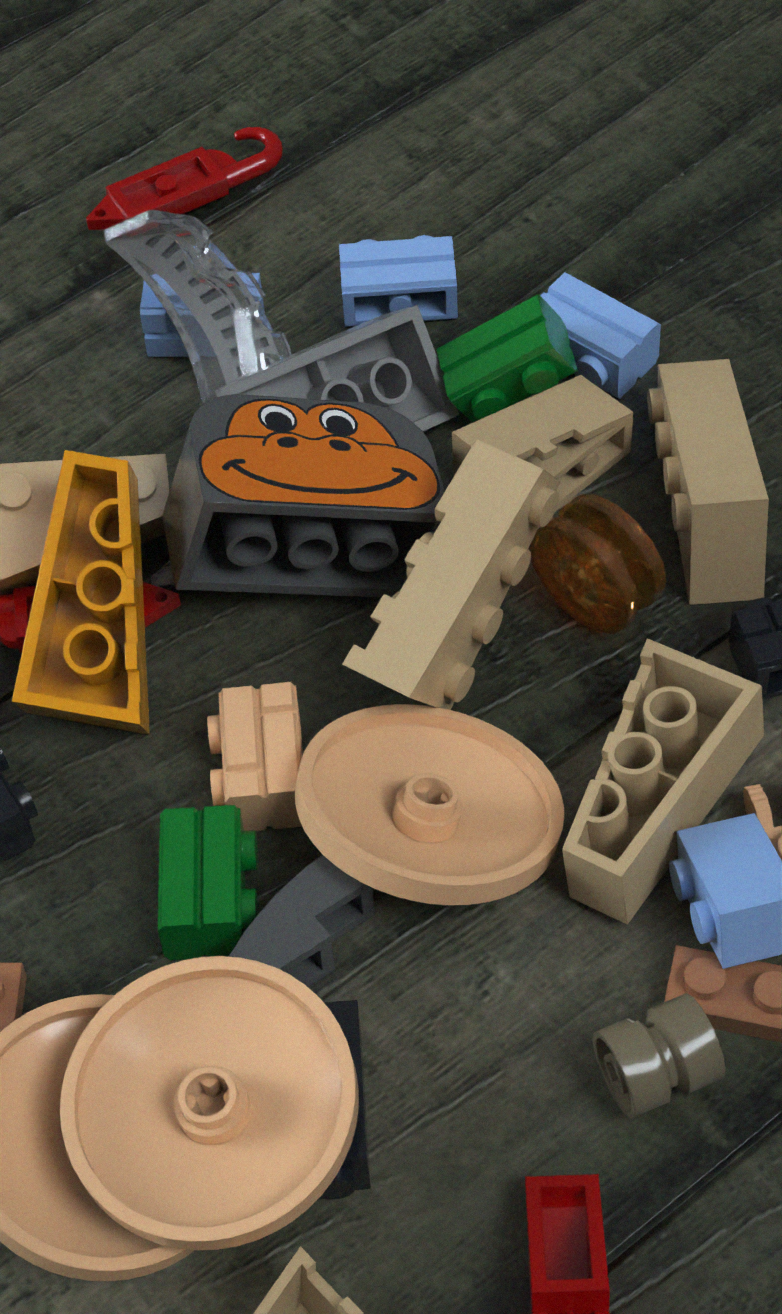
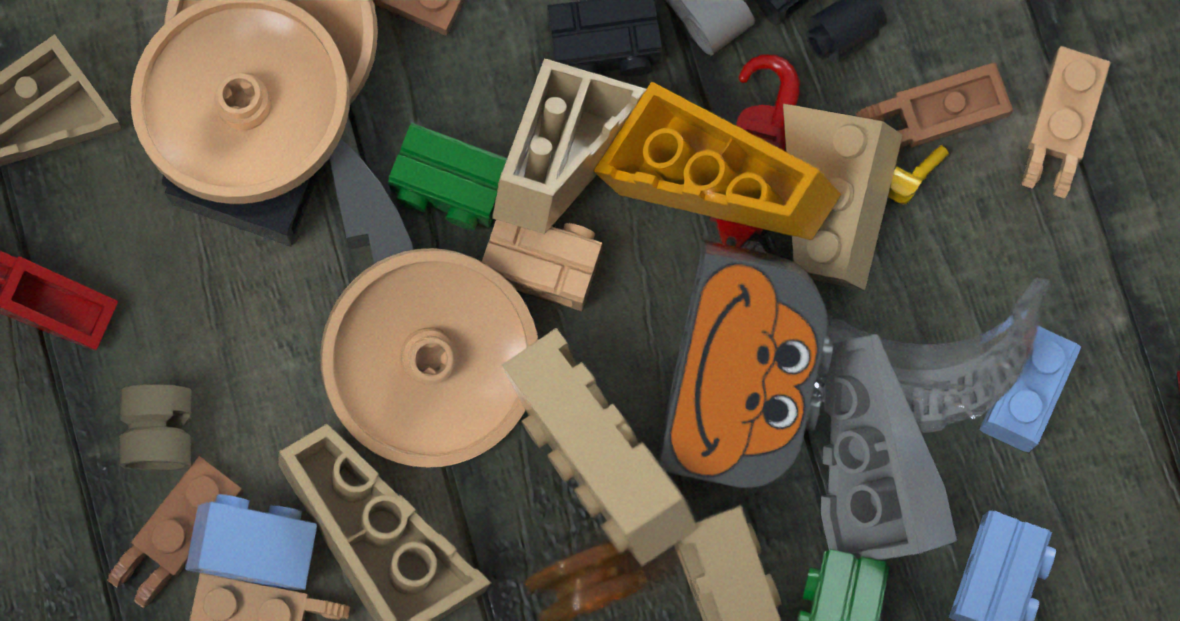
camera: 105 degrees right, 25 degrees up
(122, 764) = (560, 143): none -> tan wedge

